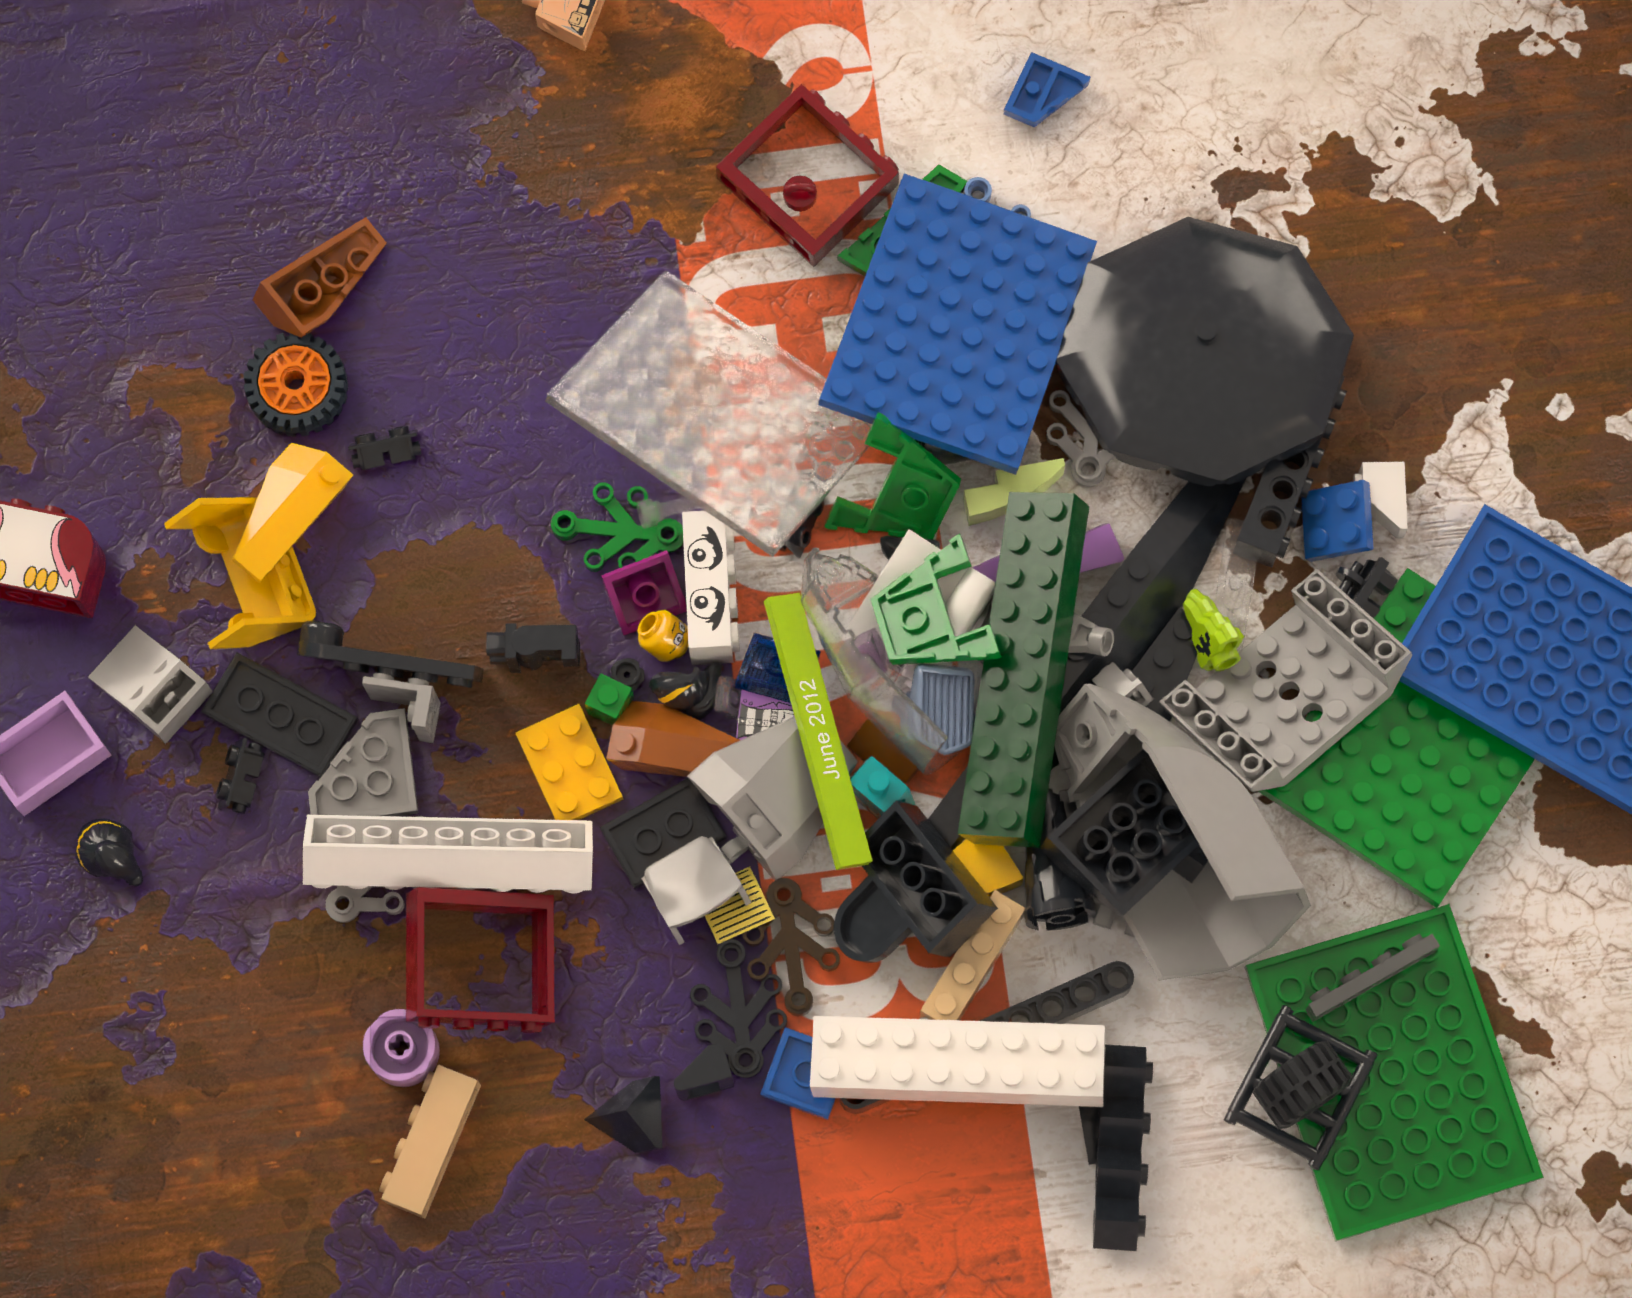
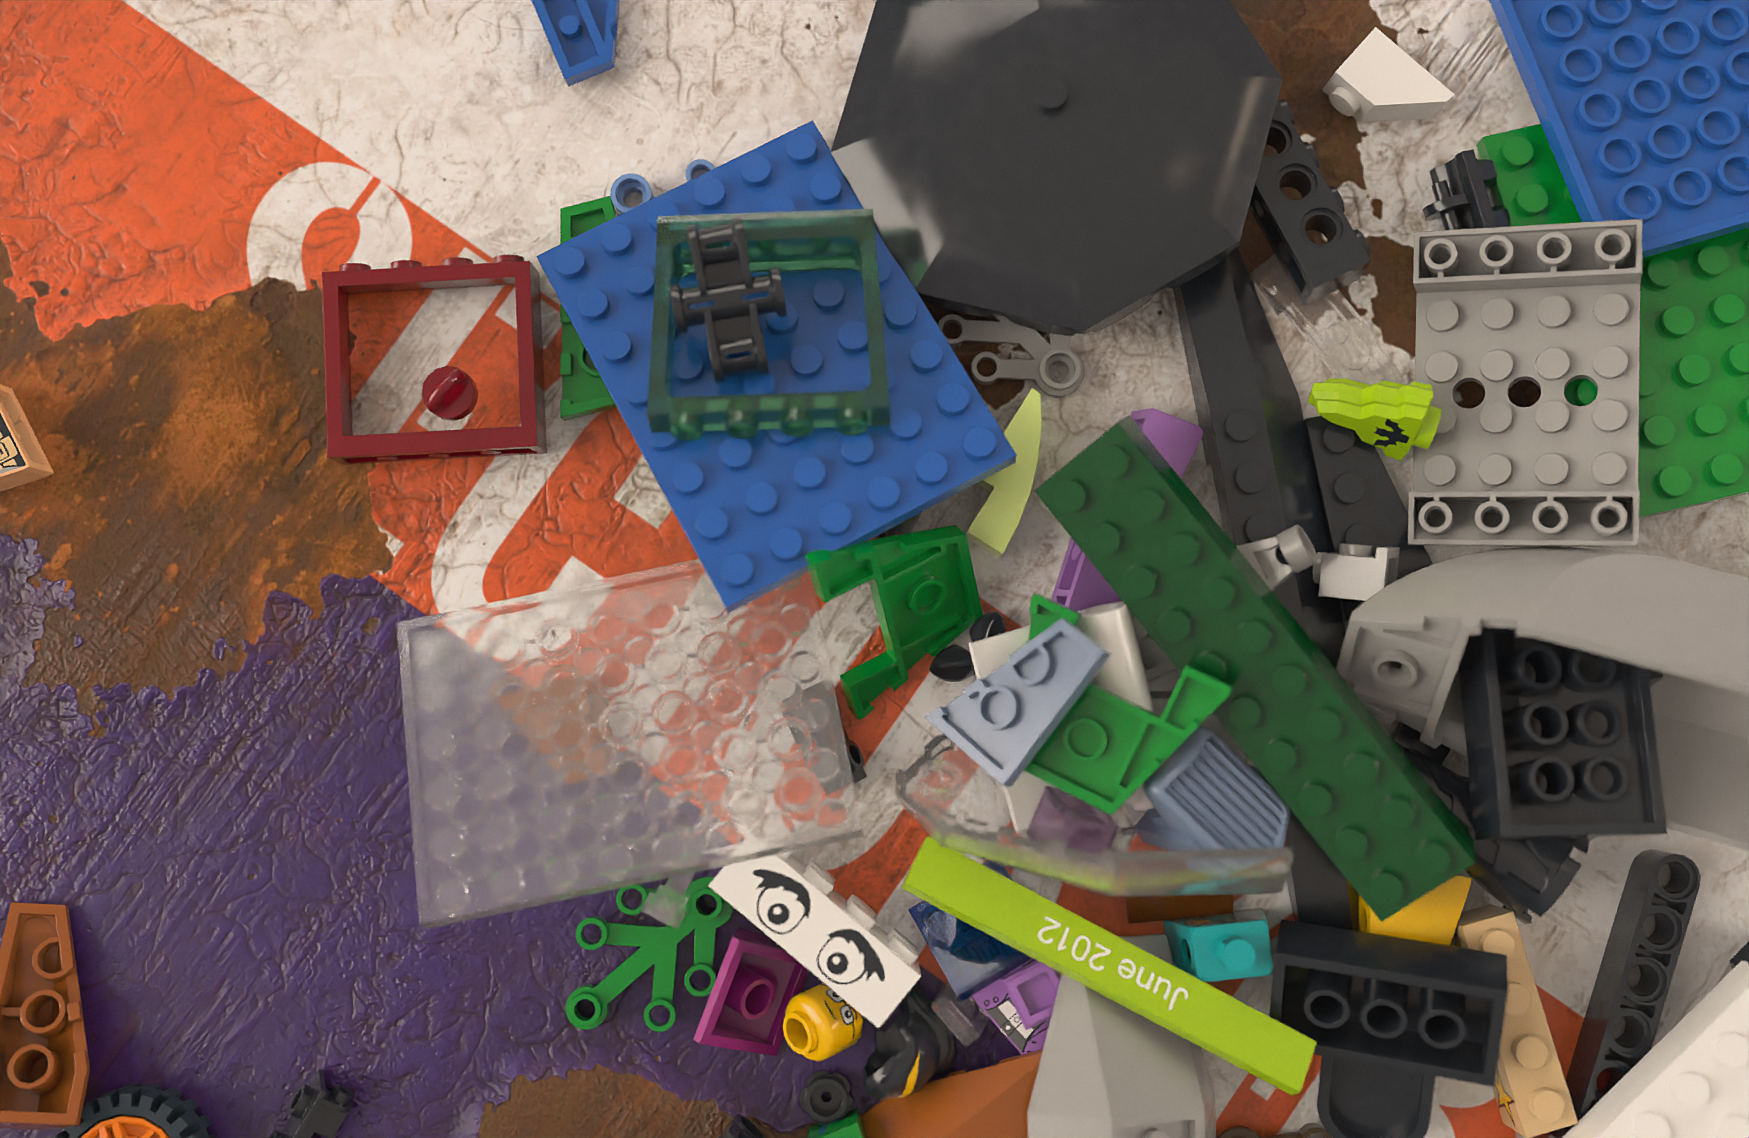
camera: 50 degrees left, 10 degrees up
(770, 712) = (1033, 992): none -> medium lavender tile
(900, 572) = (1021, 703): none -> wing
(971, 262) = (725, 279): none -> black axle
(1006, 266) = (793, 244): none -> clear green windscreen
(1337, 521) = (1375, 159): blue plate -> none

